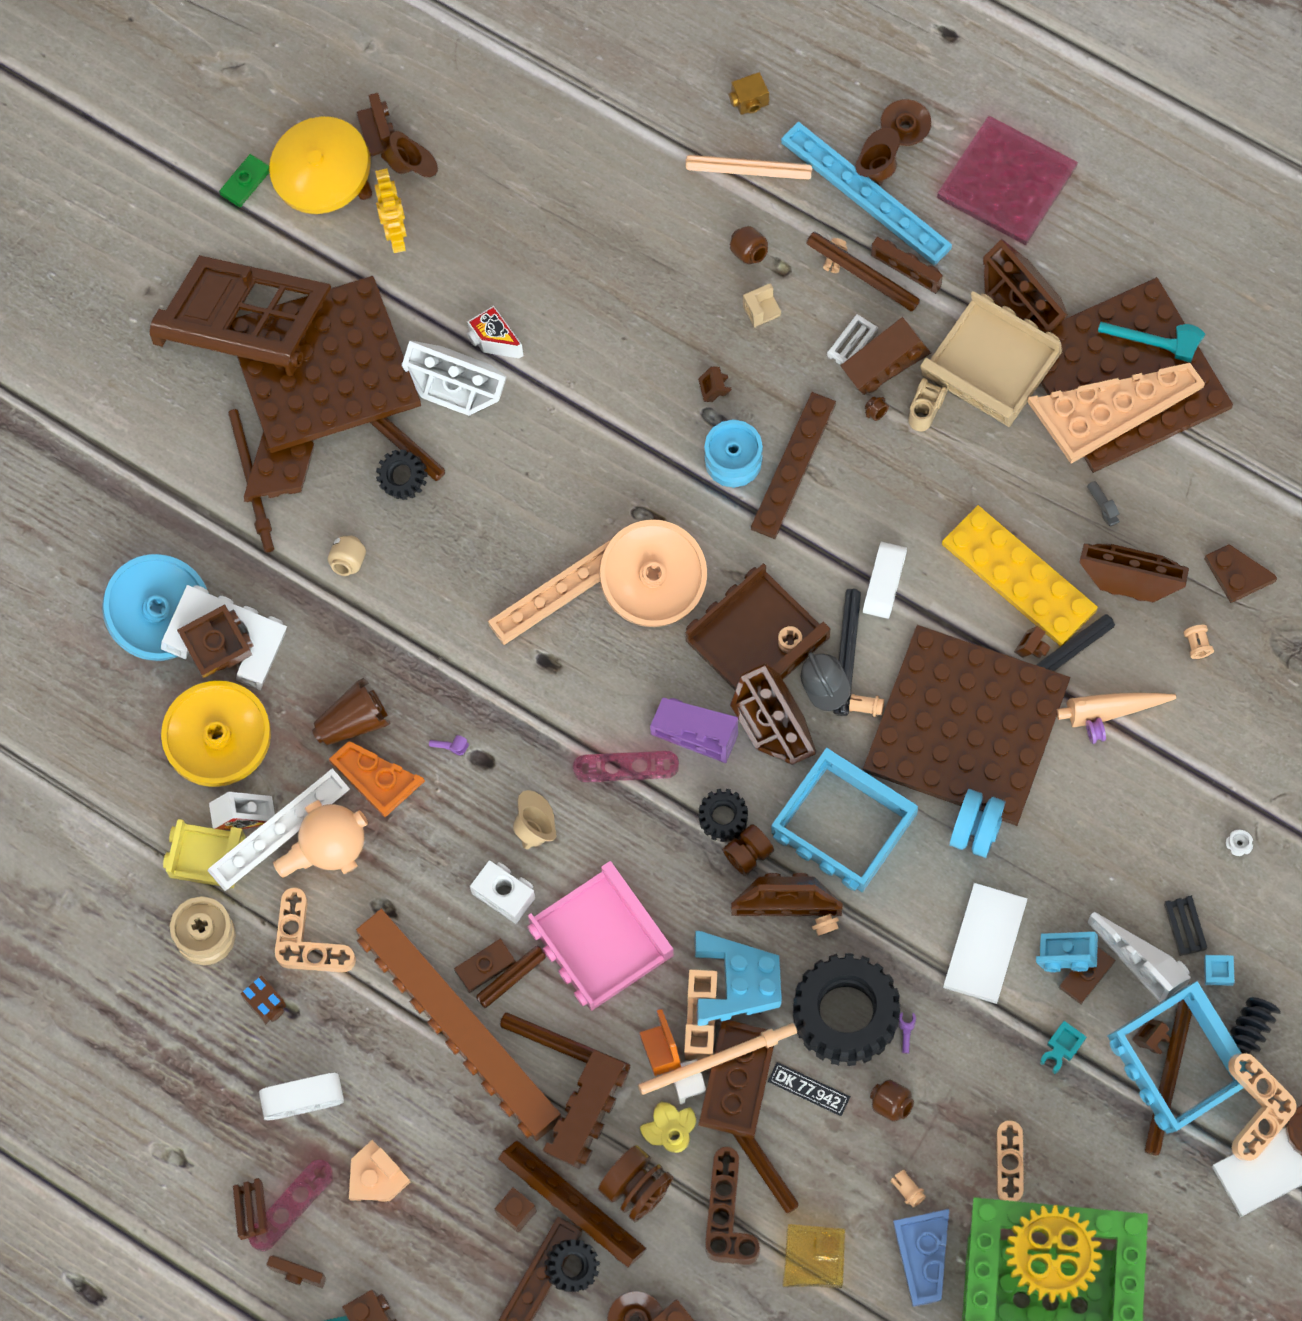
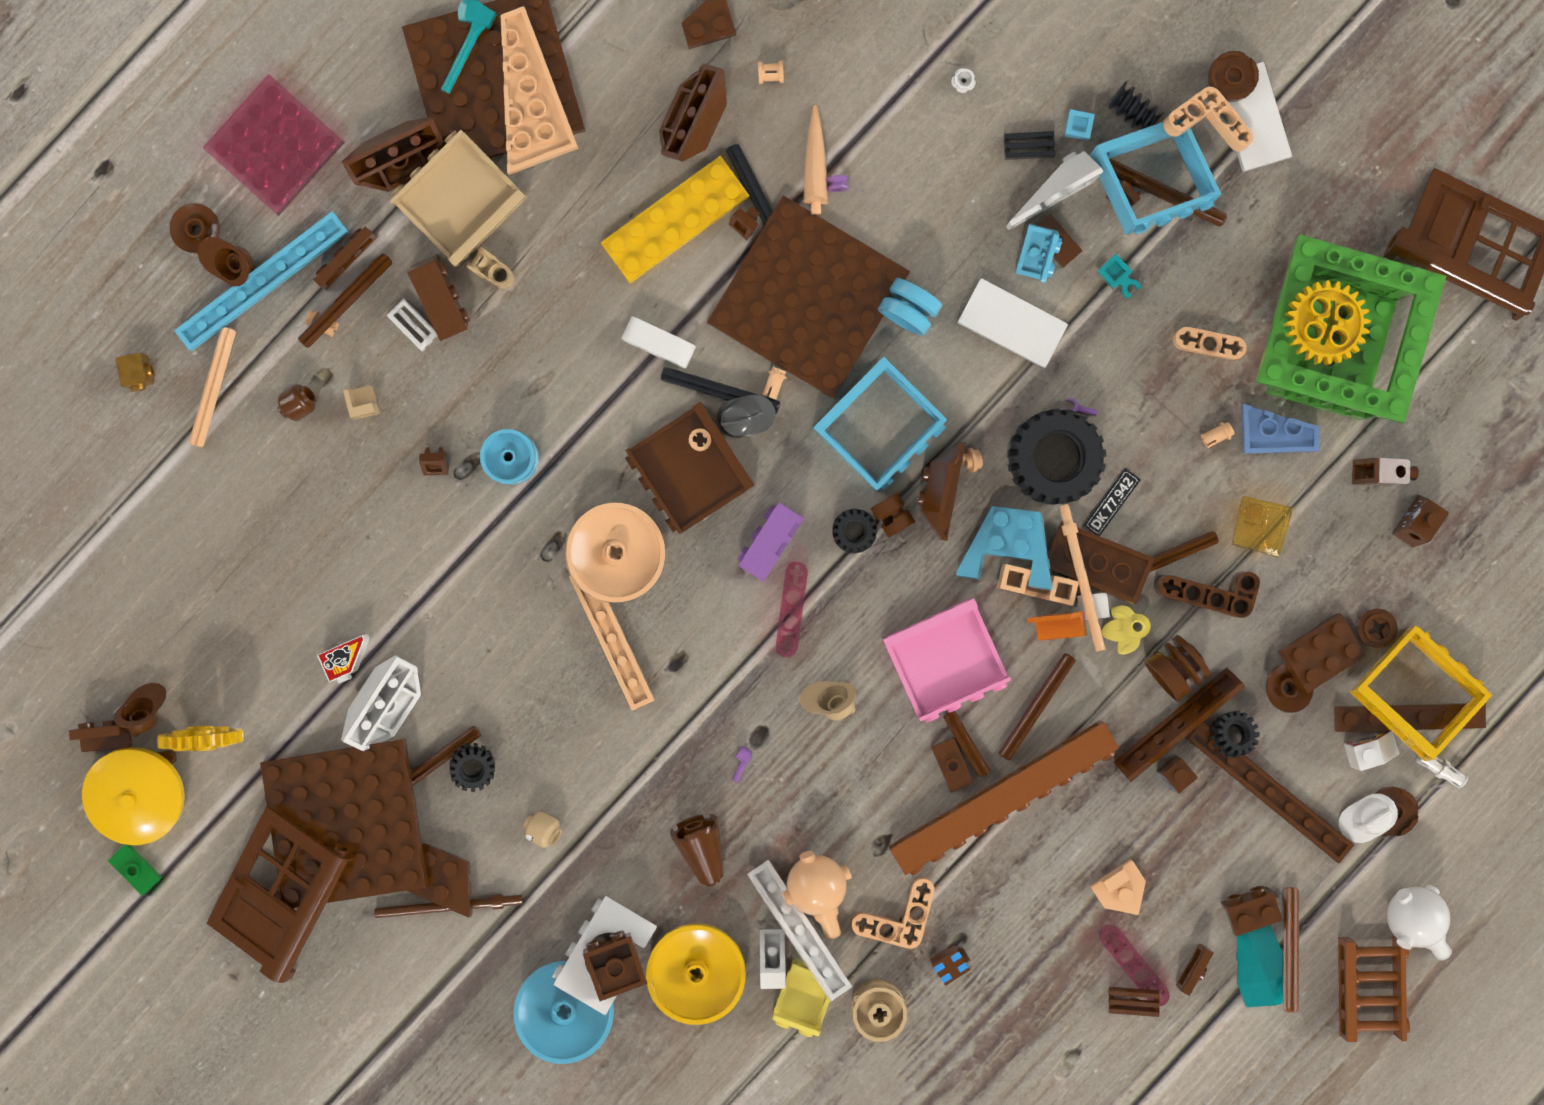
camera: 85 degrees left, 20 degrees up
(301, 1096) = (1042, 943): white beam -> none
(376, 779) = (762, 834): orange wing -> none
(510, 905) = (884, 752): white brick -> none
(586, 1110) = (1106, 701): reddish brown wedge -> none
(772, 715) = (776, 469): reddish brown wedge -> none
(793, 465) = (527, 403): reddish brown plate -> none
(876, 408) = (485, 316): reddish brown plate -> none
(892, 1100) = (1140, 433): reddish brown head -> none
(1108, 508) = (628, 124): dark grey bar -> none

